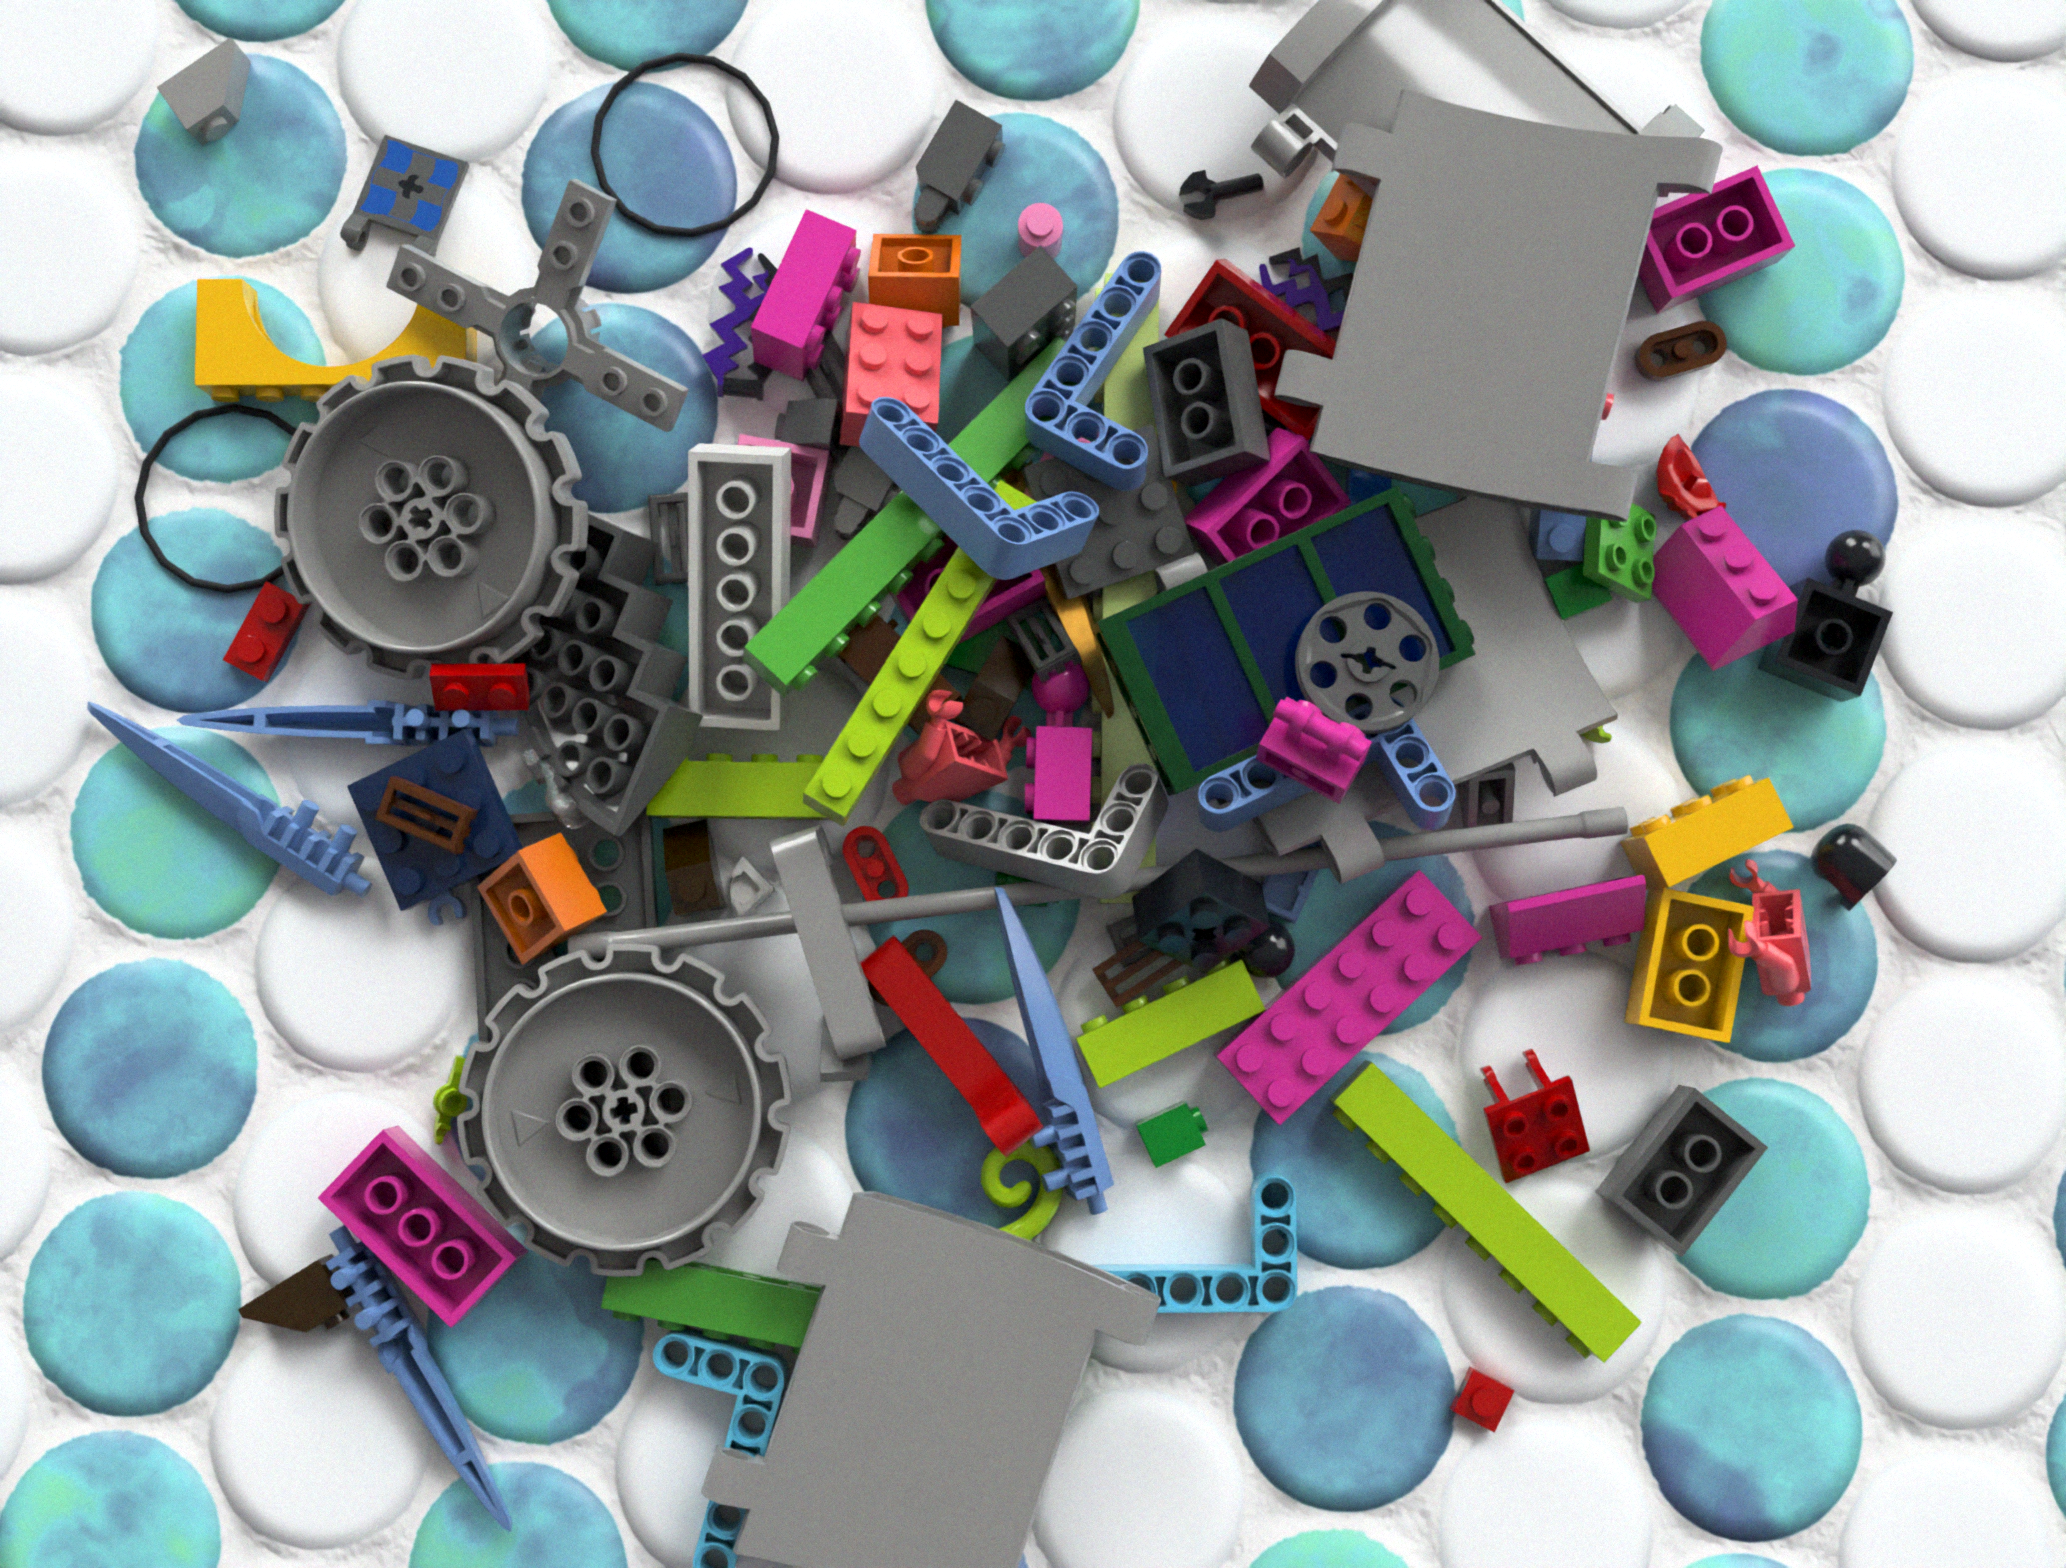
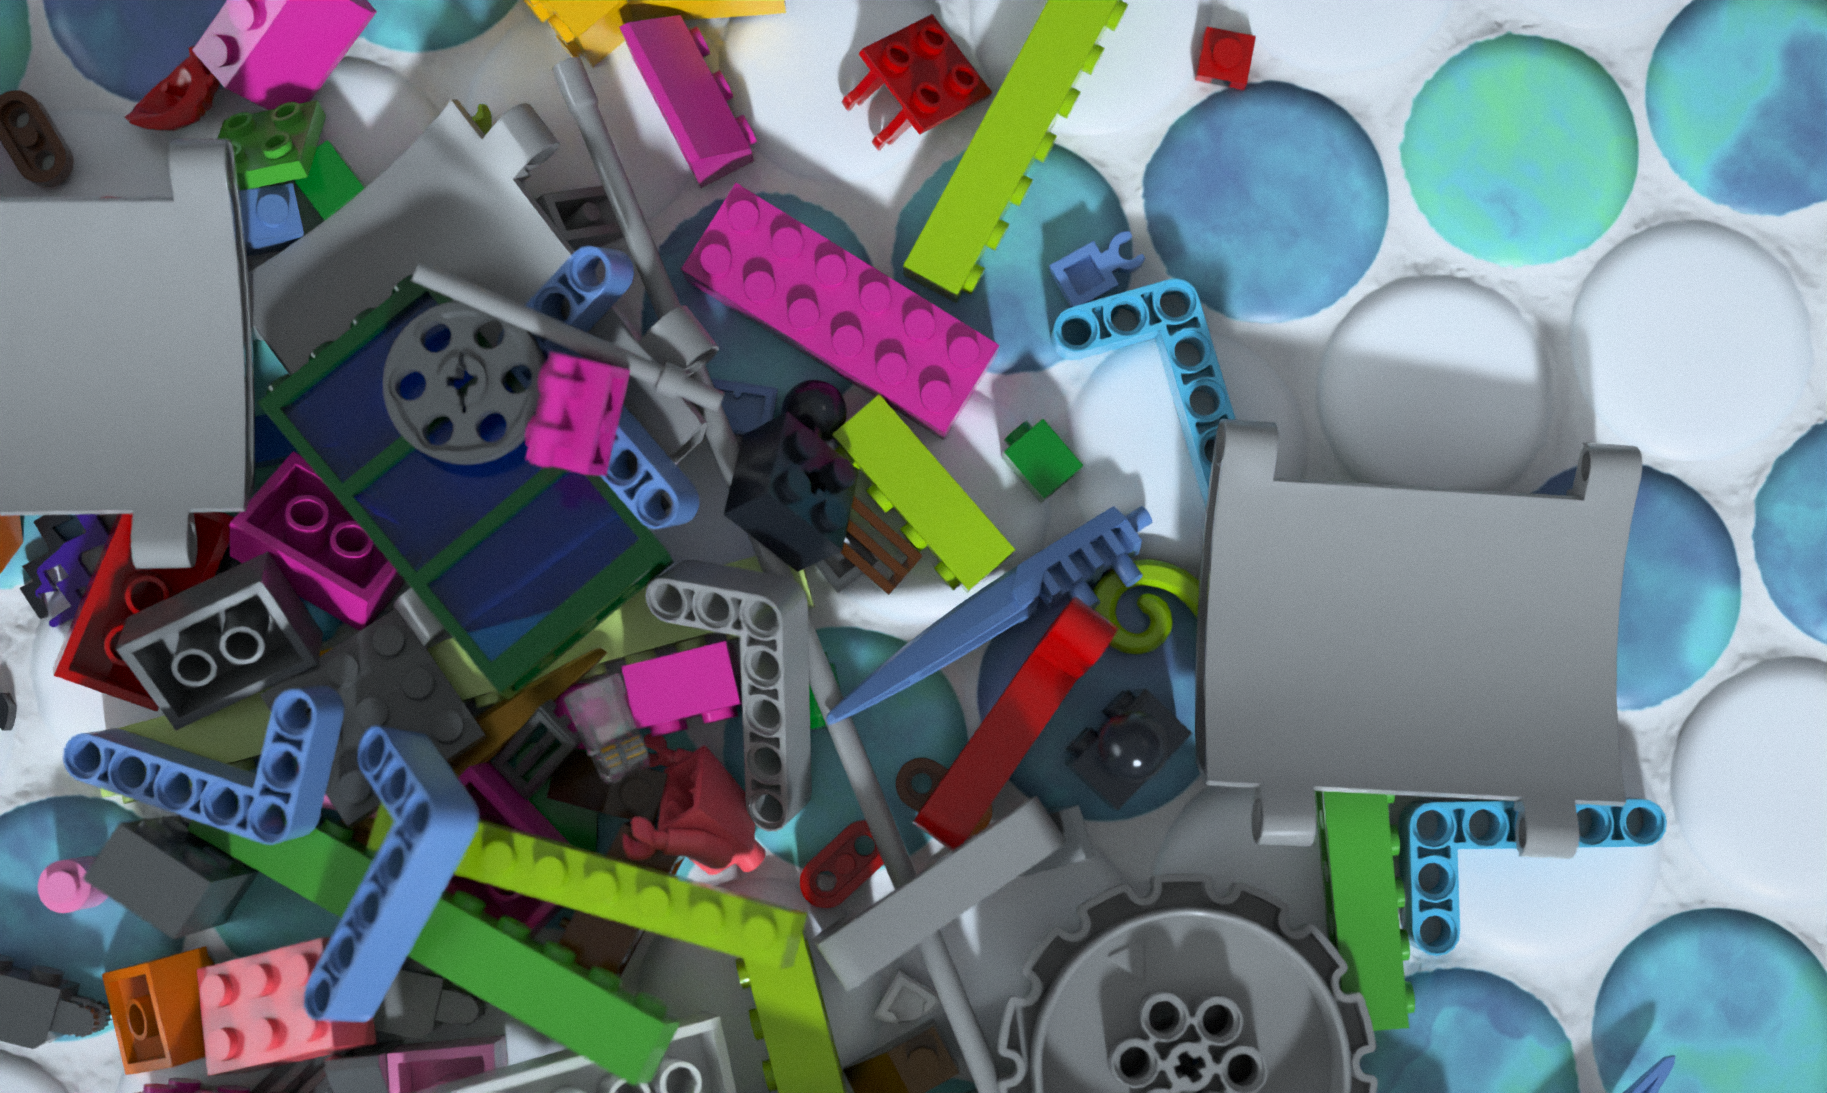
camera: 105 degrees left, 0 degrees up
(905, 1135) = (1126, 746): none -> black brick
(1042, 703) = (608, 729): none -> clear leg
(1322, 1222) = (1089, 273): none -> medium blue plate
(1323, 833) = (668, 379): none -> light grey bar

